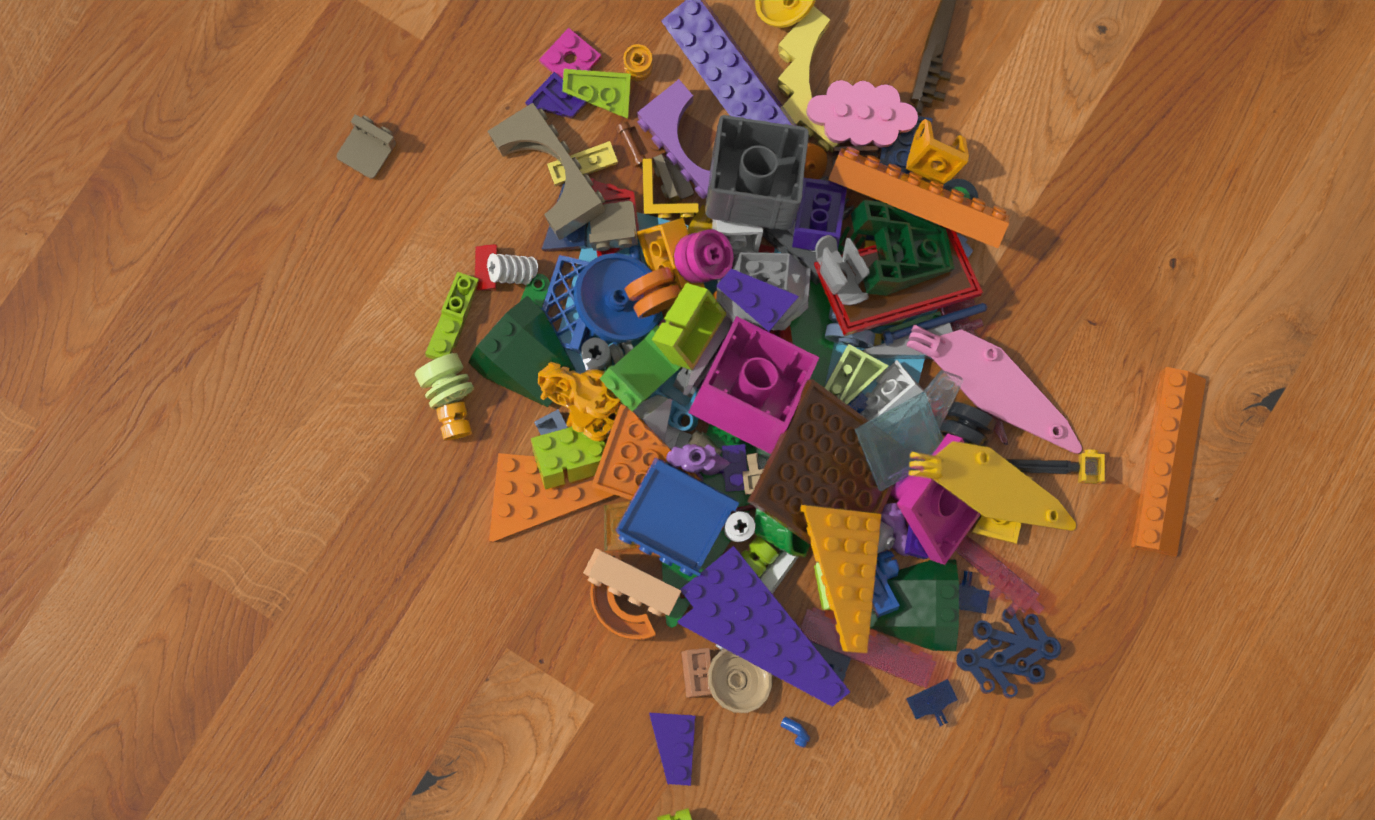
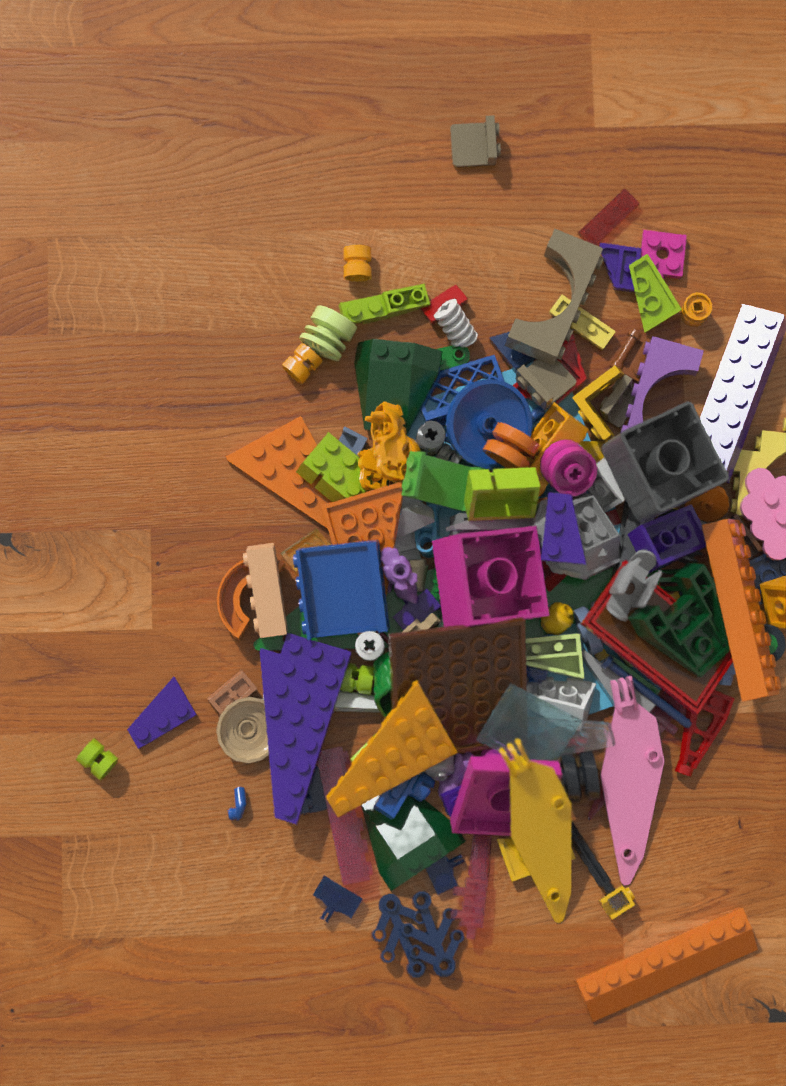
camera: 50 degrees right, 0 degrees up
(397, 314) = (357, 262): none -> light orange wheel
(508, 81) = (609, 218): none -> clear red plate
(826, 351) = (559, 618): none -> yellow head
(986, 273) = (719, 706): none -> red plate

